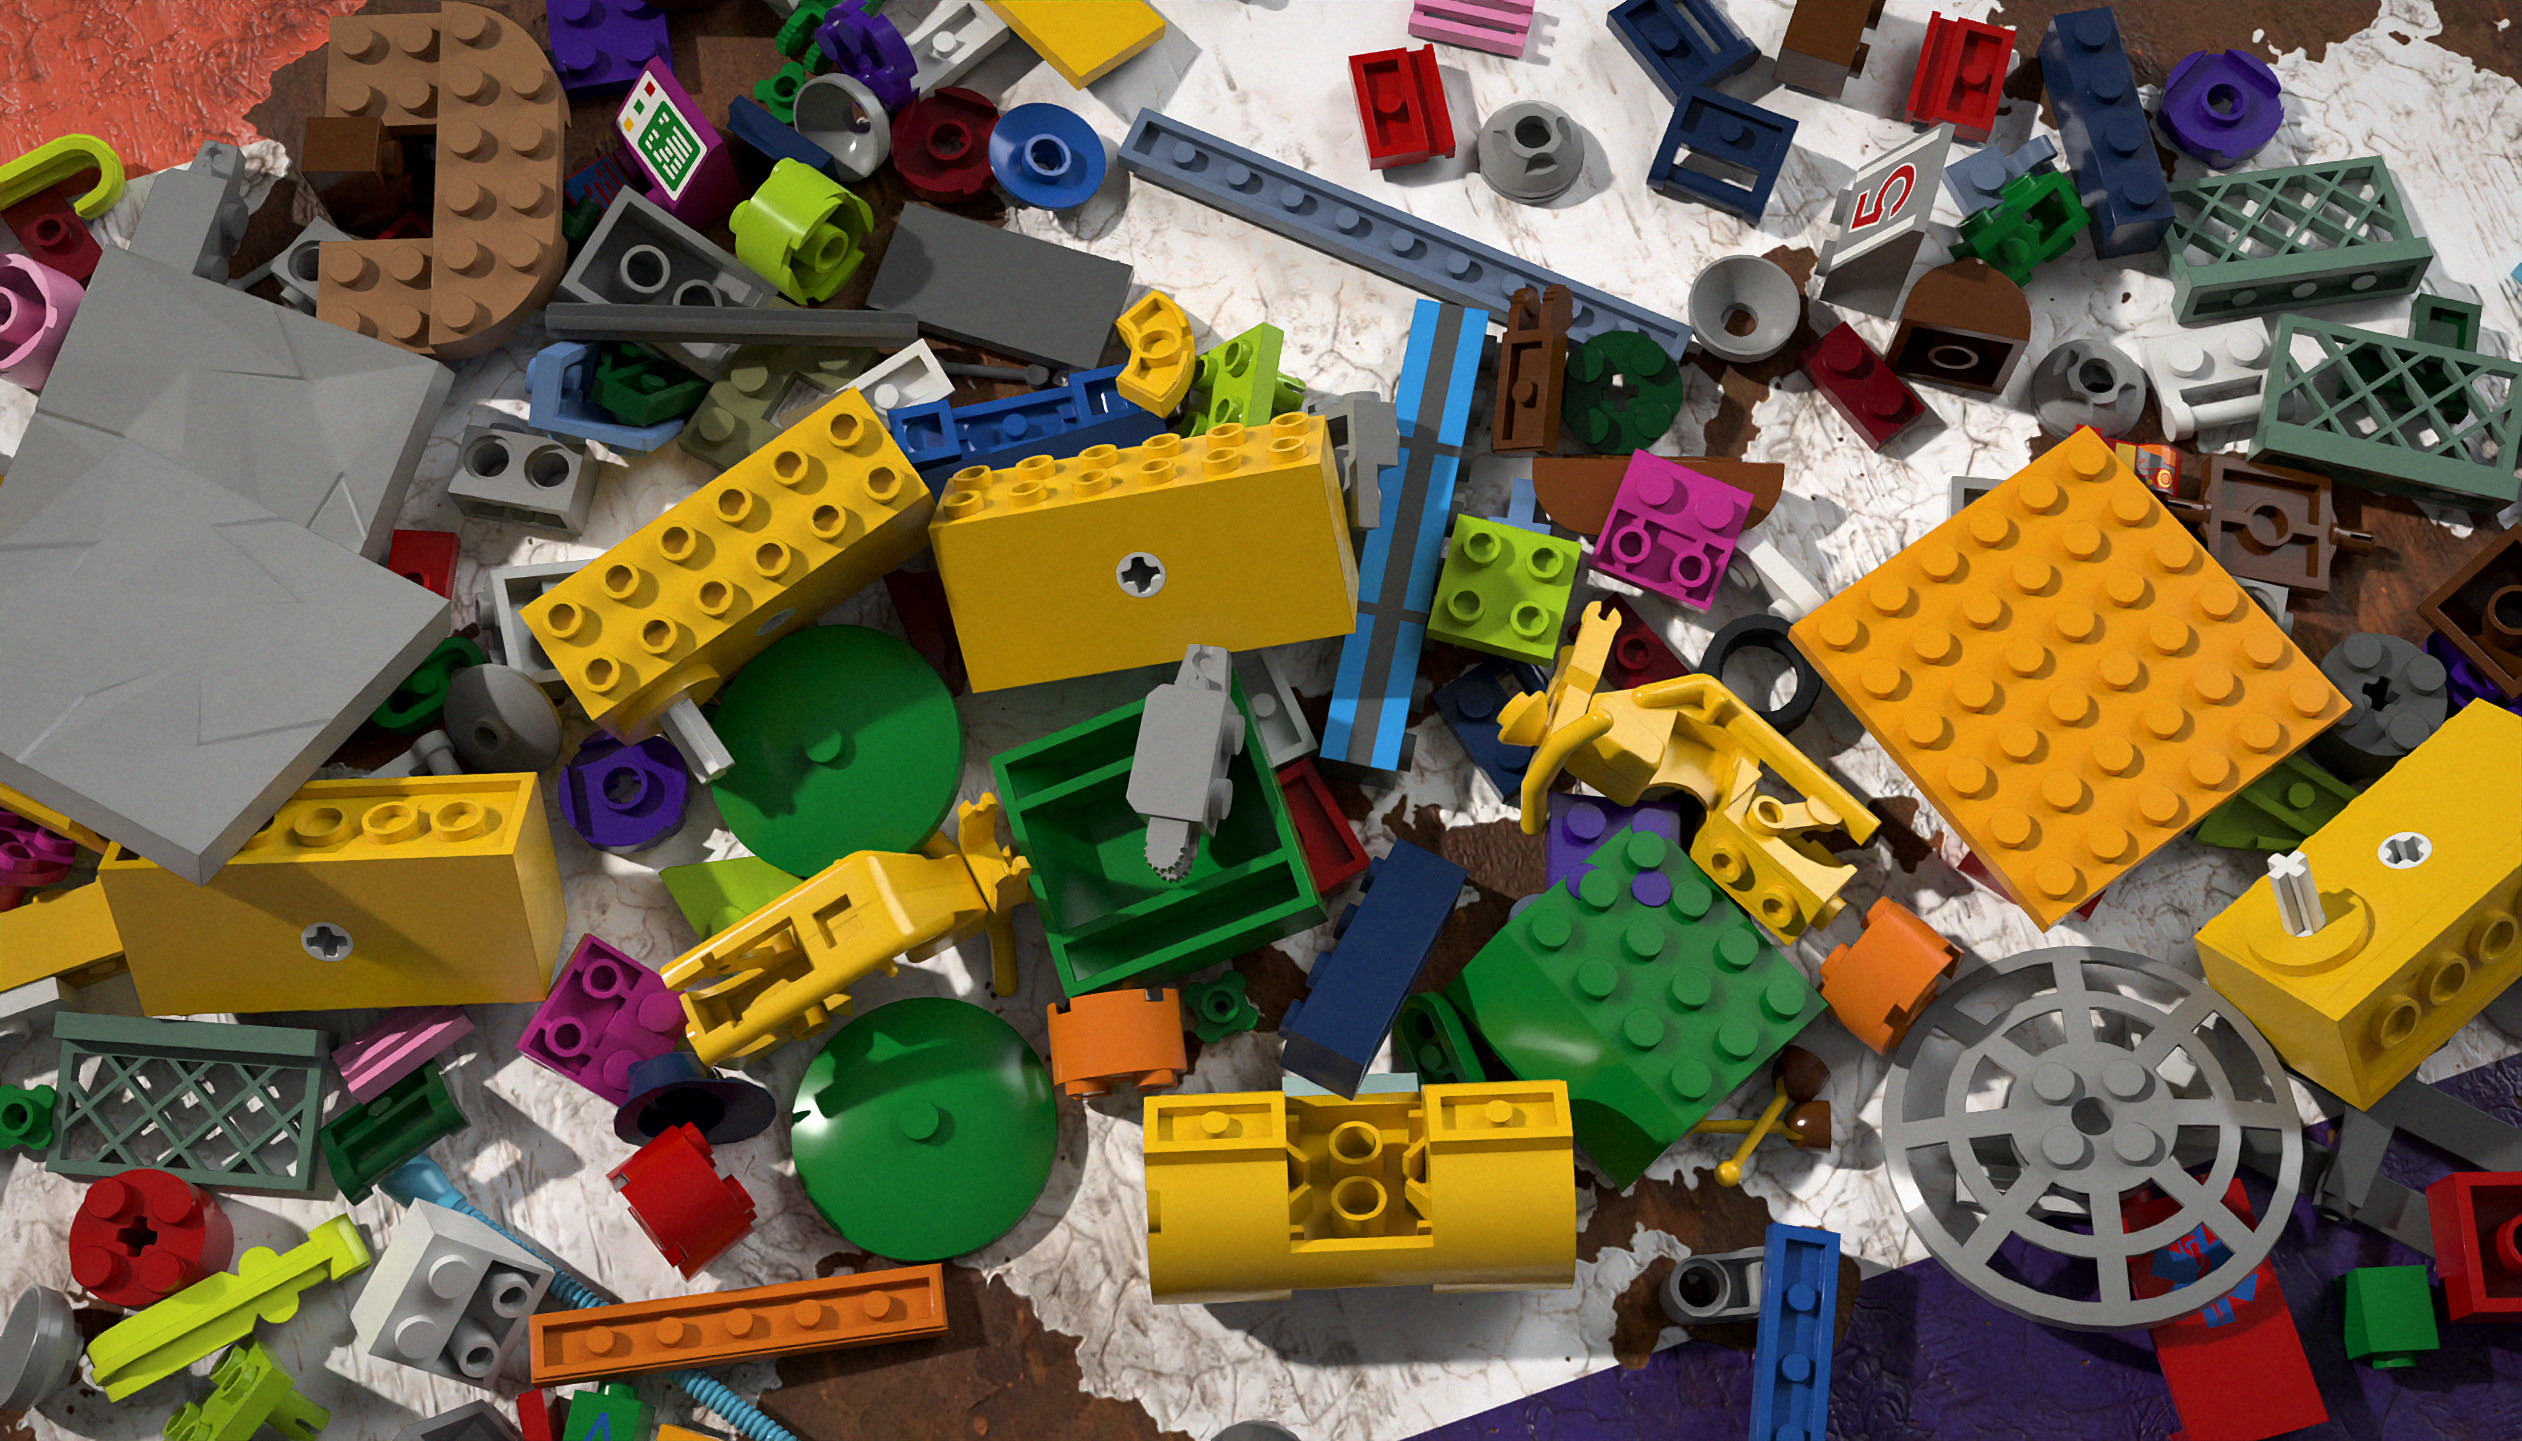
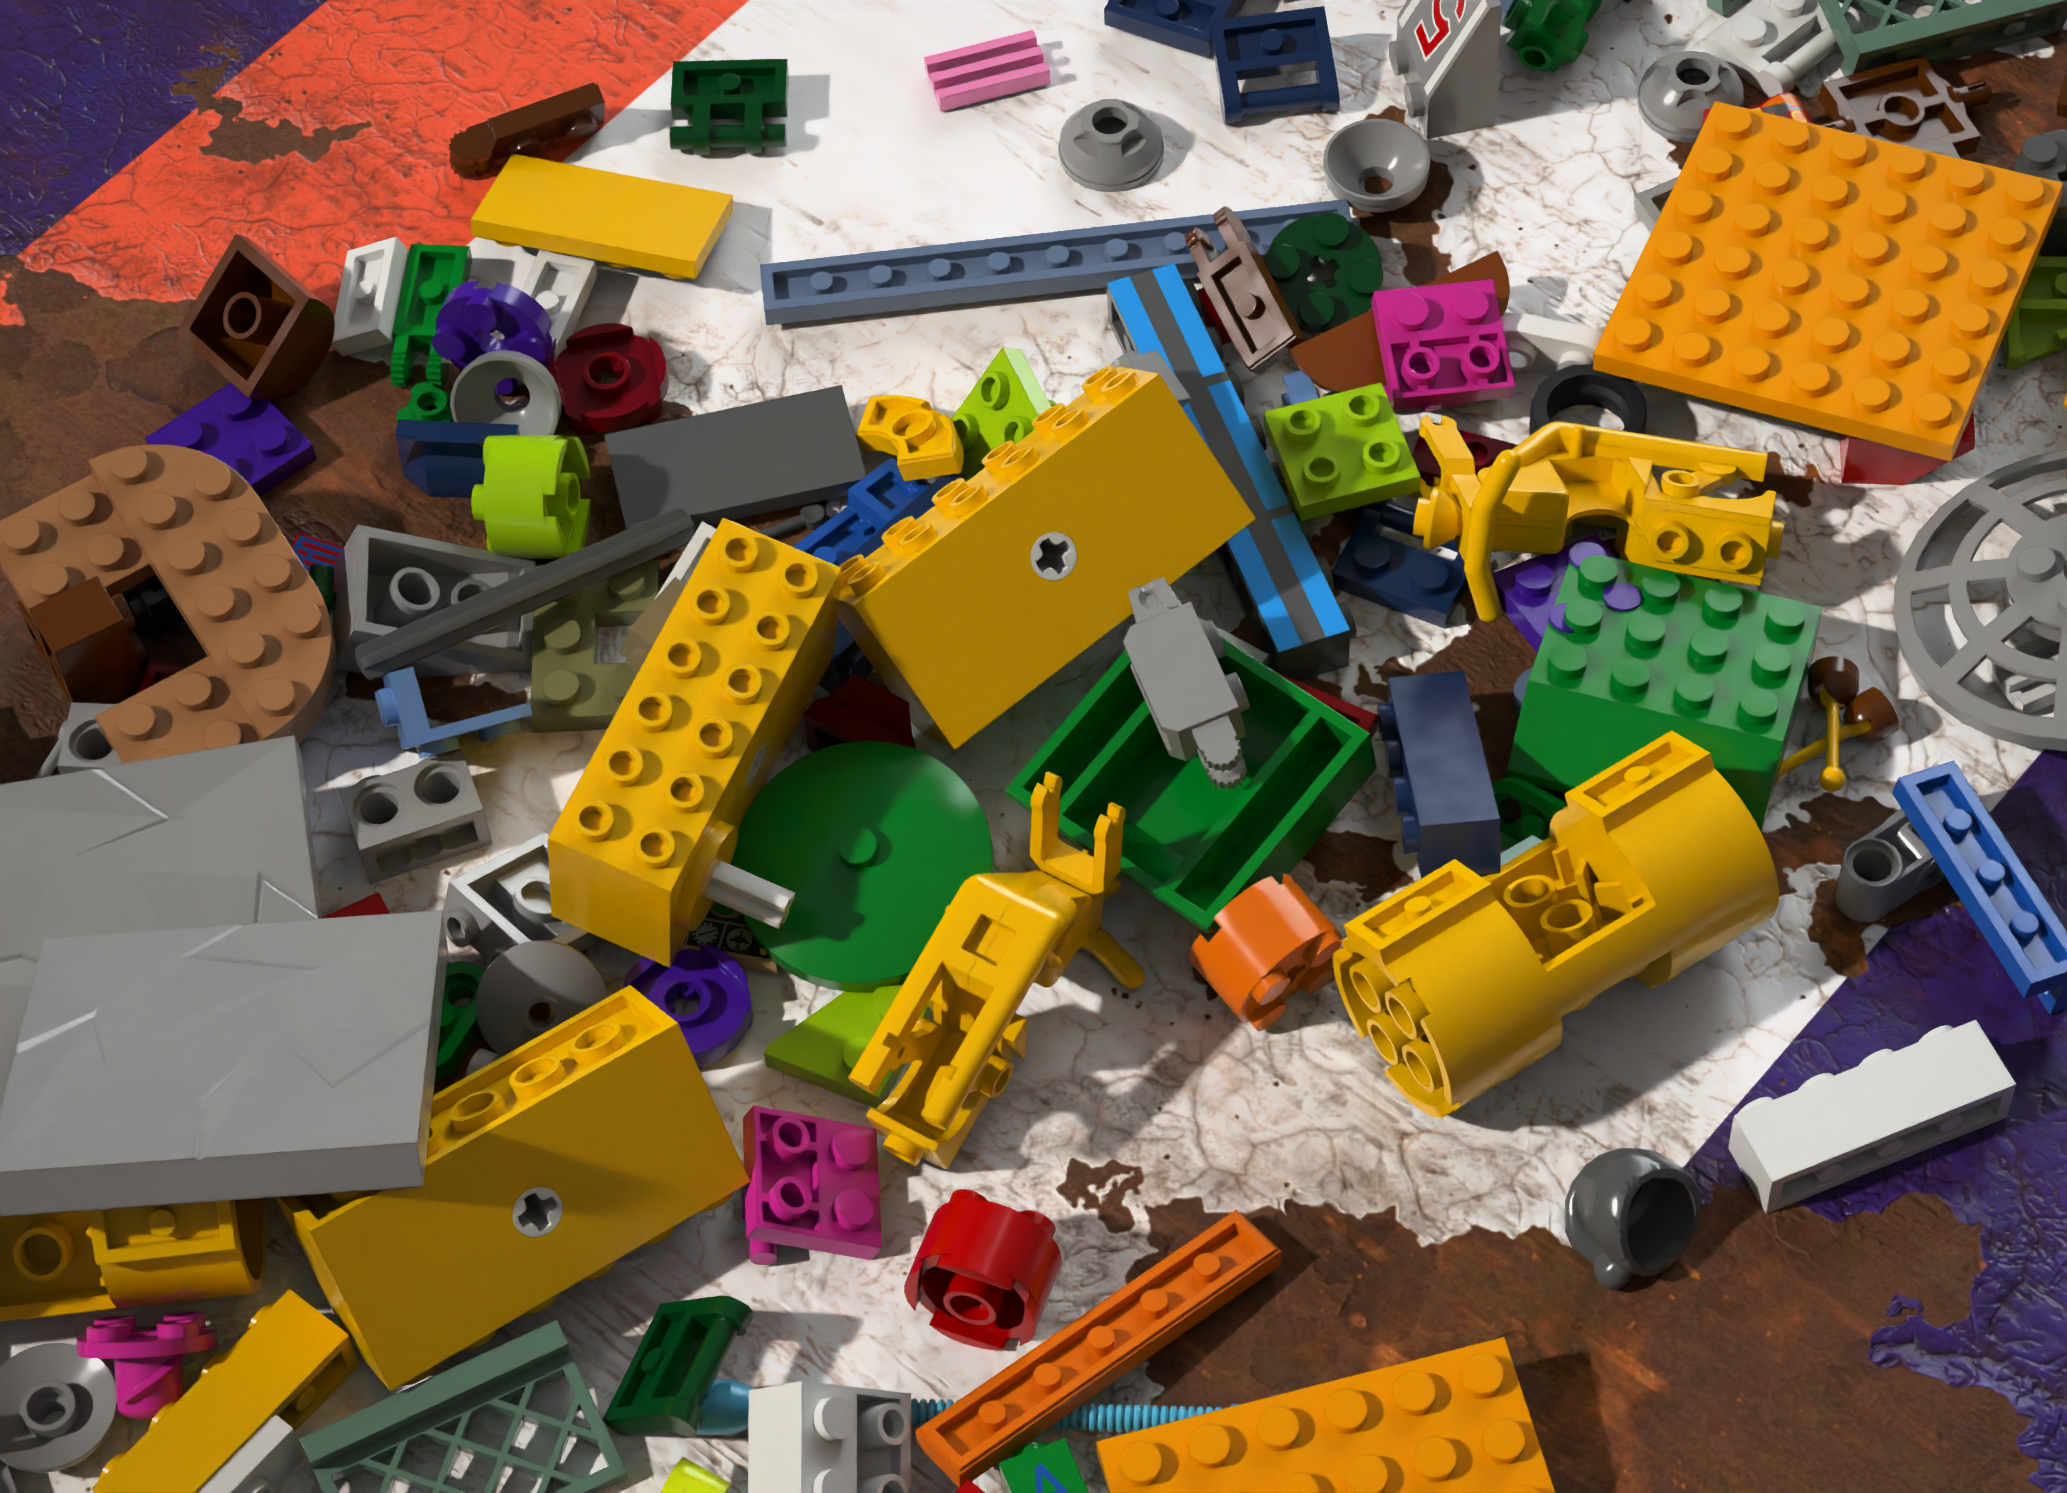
camera: 30 degrees left, 15 degrees down
(398, 1046) = (629, 1306): bright pink tile -> none
(643, 386) = (480, 687): dark green wing -> none
(674, 150) = (367, 479): slope -> none
(681, 1090) = (919, 1183): dark blue piece -> none
(925, 1130) = (1144, 1123): green dish -> none
(1050, 137) = (704, 341): blue dish -> none
(1216, 1025) = (1347, 889): green plate -> none
(1401, 107) = (979, 162): red plate -> none
(1859, 386) = (1508, 181): dark red plate -> none
(1886, 975) = (1851, 566): orange brick -> none
(1961, 328) = (1565, 89): reddish brown brick -> none

